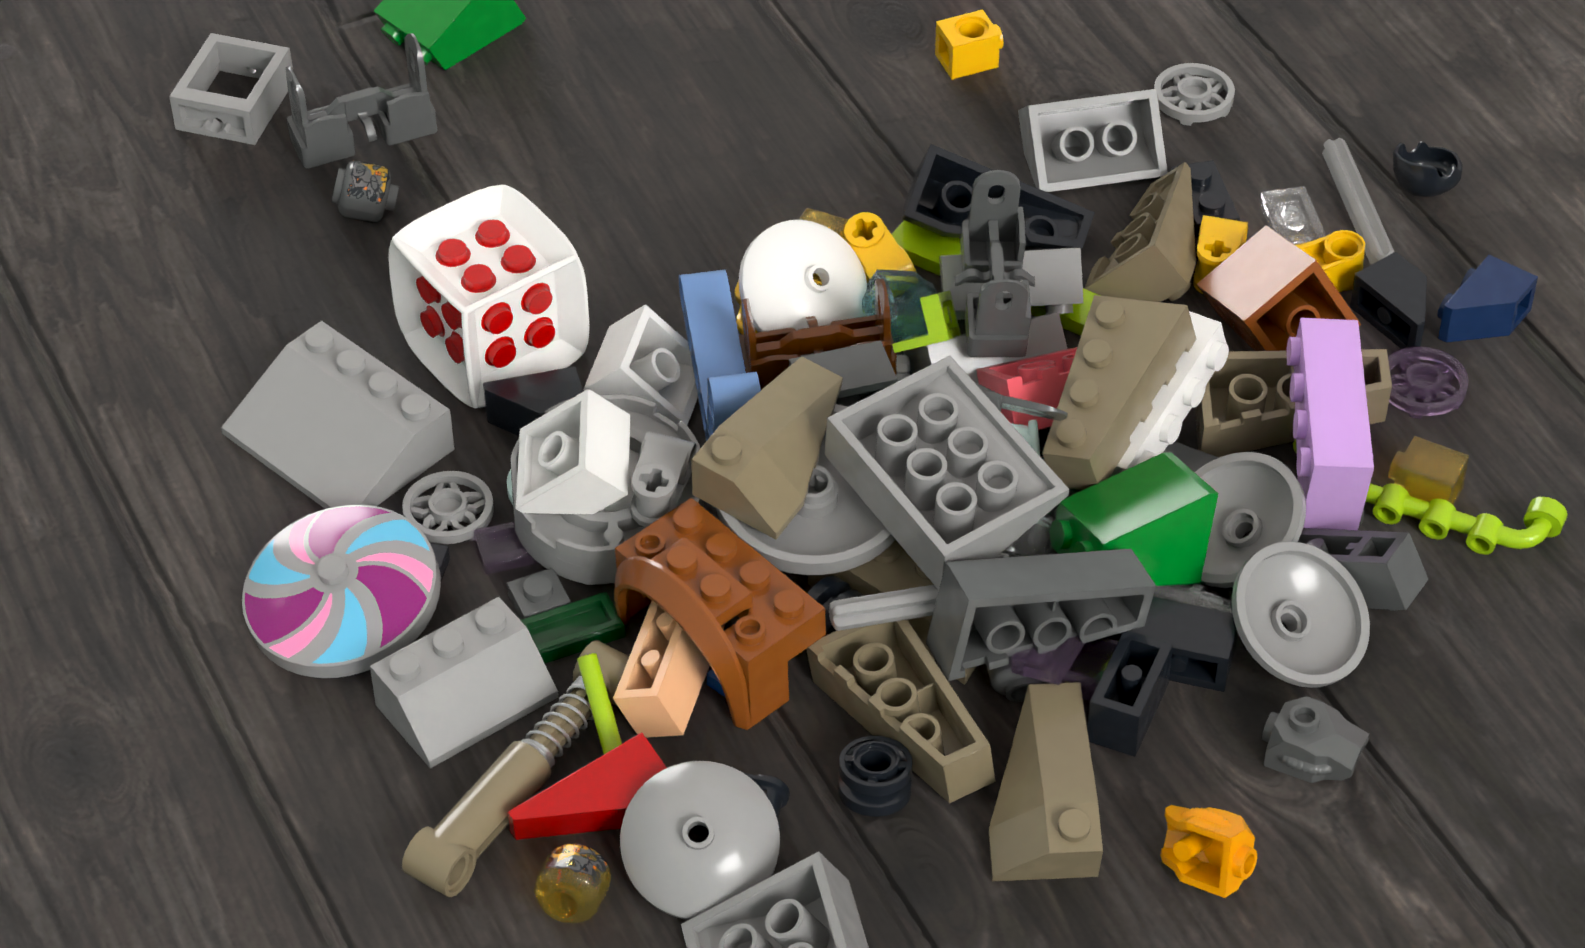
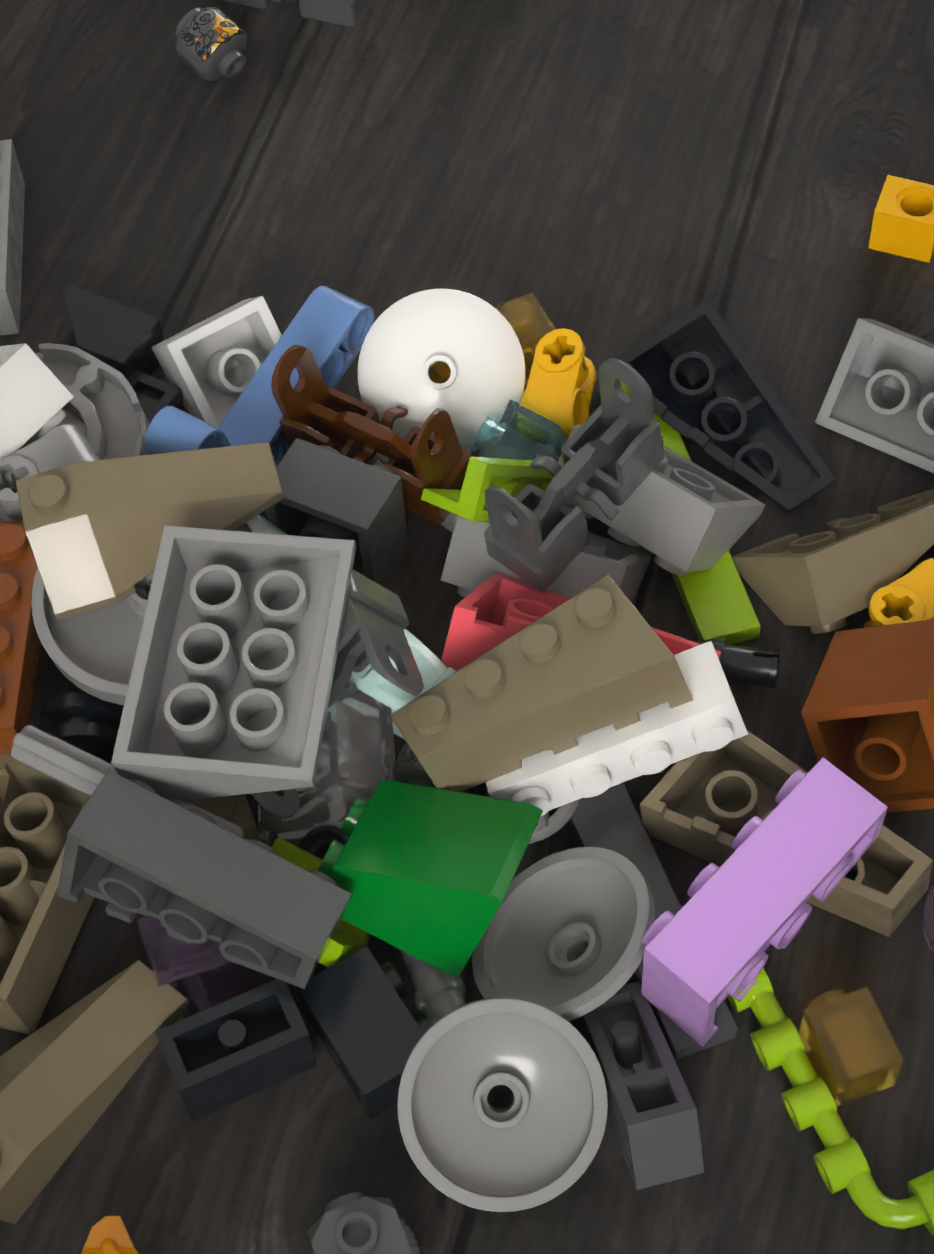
camera: 45 degrees right, 10 degrees up
(488, 291) = (147, 196): white piece -> none

